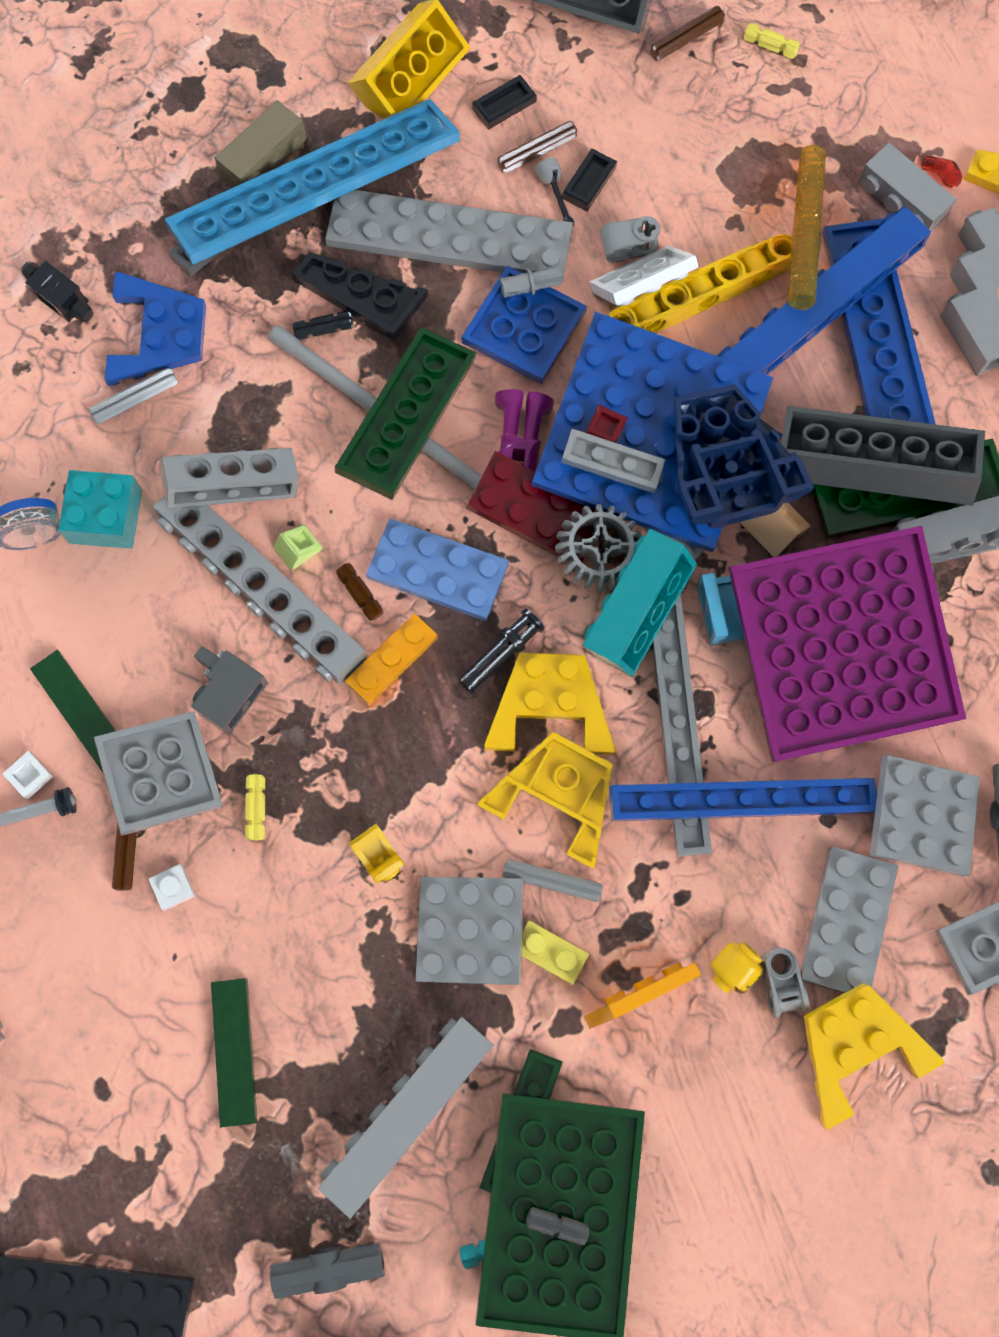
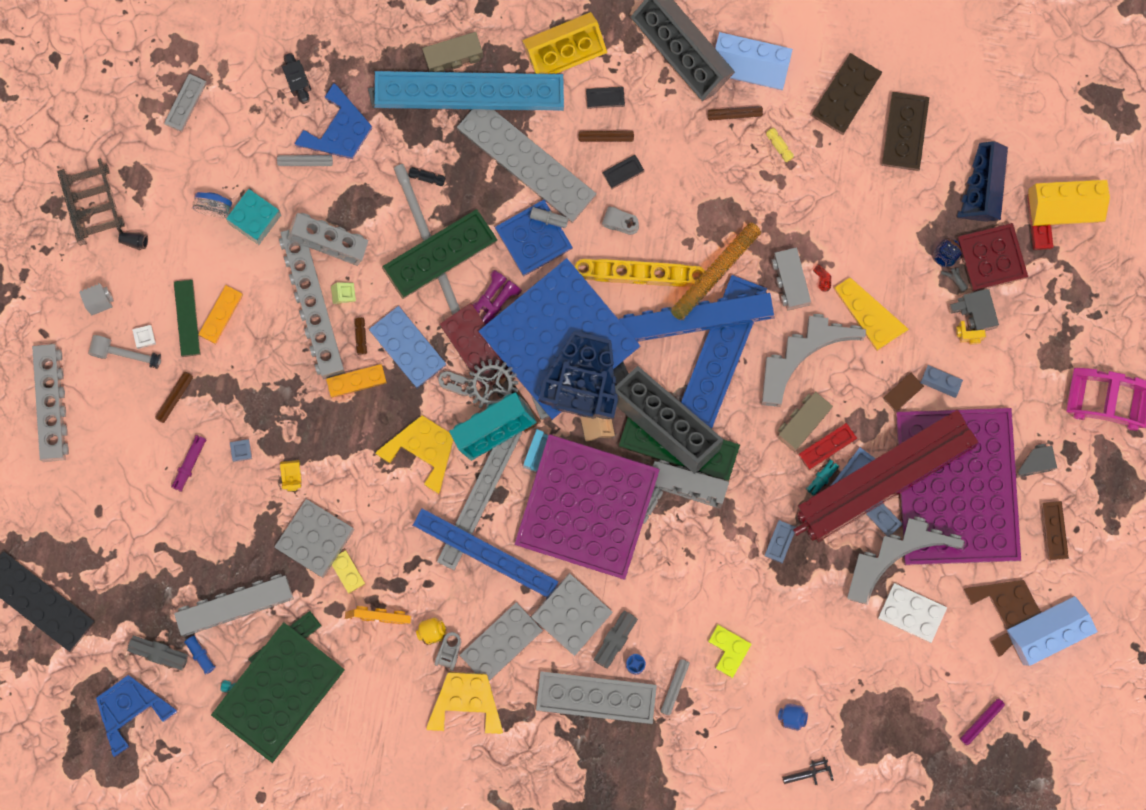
camera: 30 degrees right, 5 degrees up
(130, 677) = (220, 314): none -> light orange plate
(157, 773) = (207, 373): light grey plate -> none
(172, 887) = (183, 433): white plate -> none
(205, 930) = (188, 463): none -> magenta pin
(230, 691) = (266, 351): dark grey hinge -> none
(234, 1052) = (169, 529): dark green tile -> none
(255, 807) = (245, 417): light yellow axle -> none
(277, 861) = (241, 450): none -> sand blue plate
(371, 299) = (460, 175): black wing -> none
(398, 1230) = (200, 655): none -> blue pin
(509, 636) = (422, 403): black pin -> none
(539, 589) = (453, 387): none -> light grey beam
(549, 173) = (602, 156): hinge -> none
(550, 1224) = (275, 696): flat silver piece -> none
(553, 880) = (369, 538): light grey axle -> none
(565, 779) = (405, 493): yellow wing -> none
(606, 424) = (532, 324): dark red tile -> none
(613, 461) = (523, 345): light grey plate -> none
(644, 275) = (612, 247): white plate -> none

